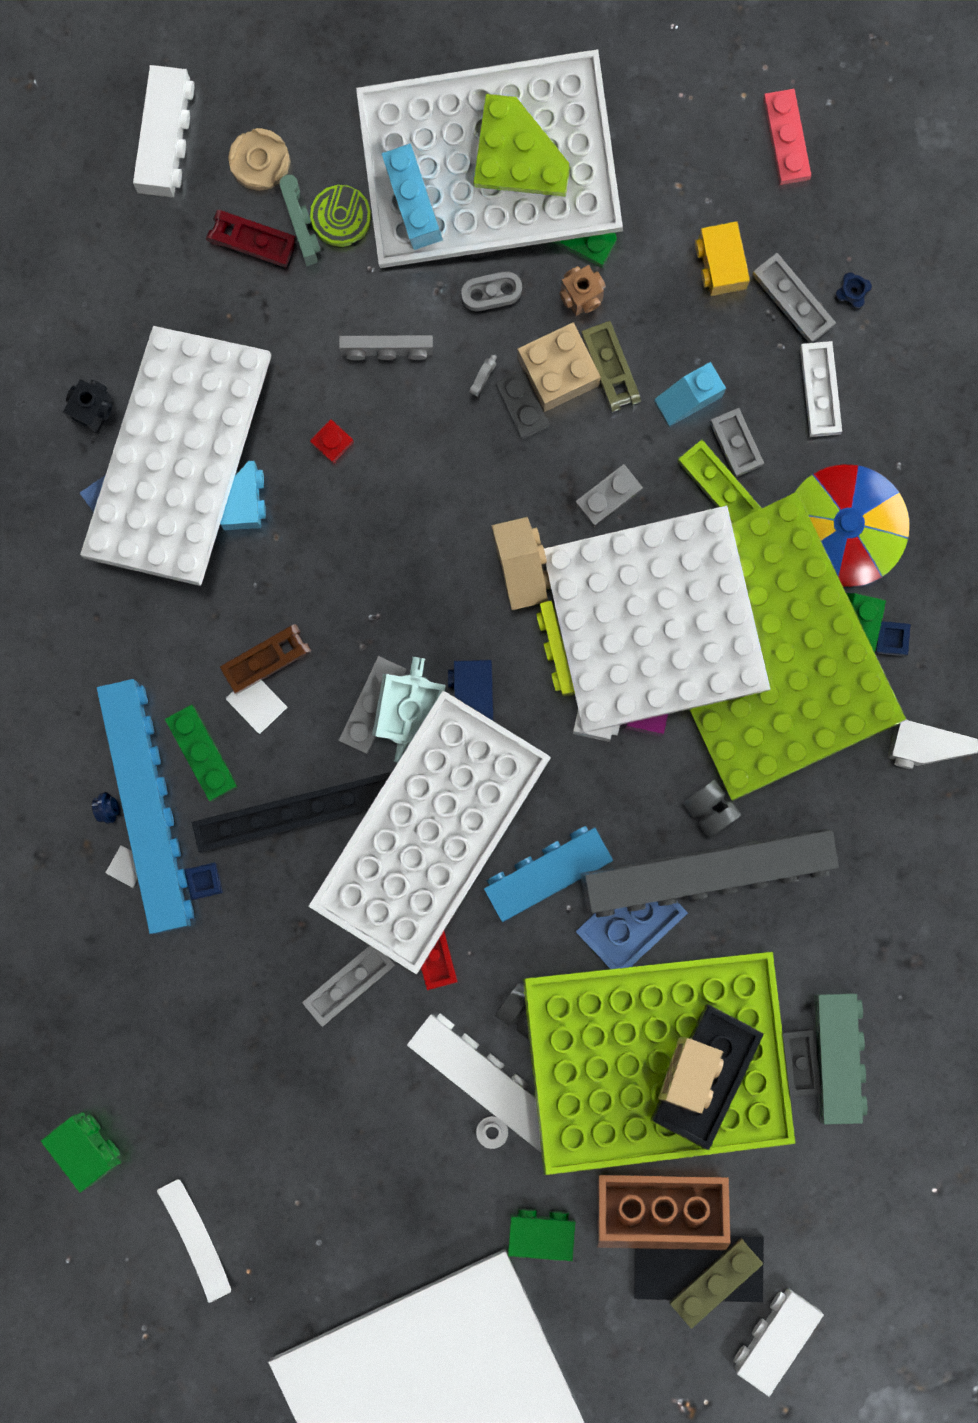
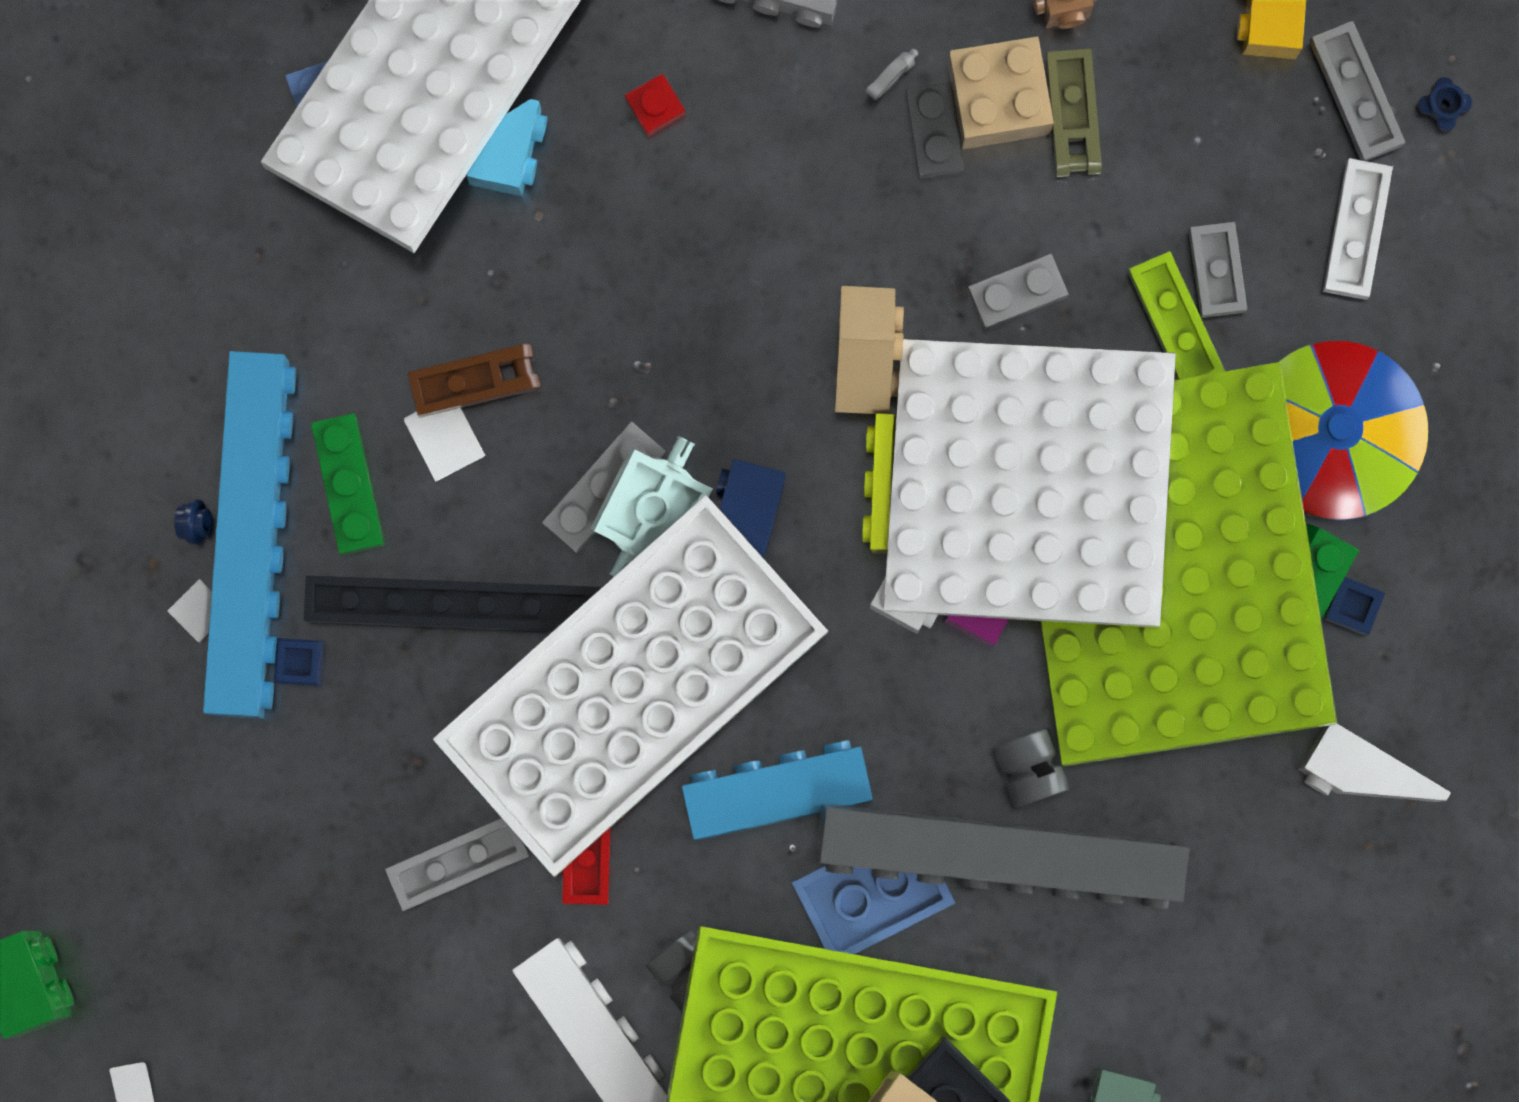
camera: 15 degrees right, 0 degrees up
(690, 394) = (1173, 184): medium azure slope -> none

